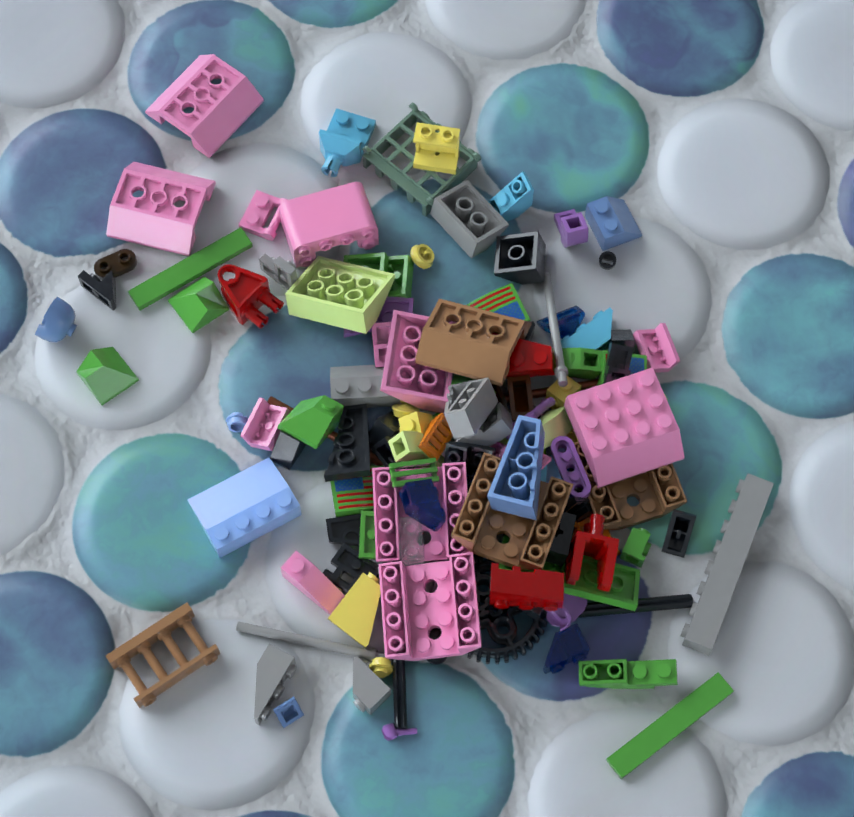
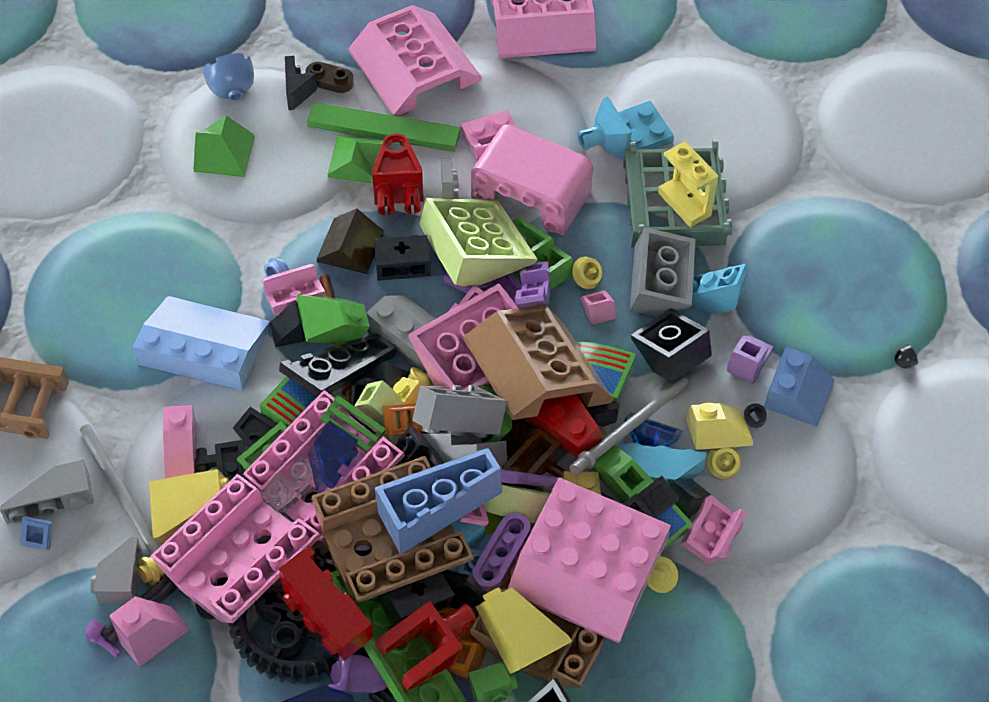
camera: 45 degrees right, 10 degrees down
(259, 363) = (350, 242): none -> dark brown slope
(303, 354) = (402, 257): none -> black brick
(416, 294) = (535, 285): none -> medium lavender slope
(424, 700) = (146, 628): none -> bright pink slope
(449, 271) = (599, 307): none -> bright pink slope
(597, 287) = (717, 426): none -> light yellow slope
(619, 303) = (723, 462): none -> light yellow hat
(629, 502) = (519, 629): none -> light yellow slope
(648, 151) = (906, 357): none -> black hinge

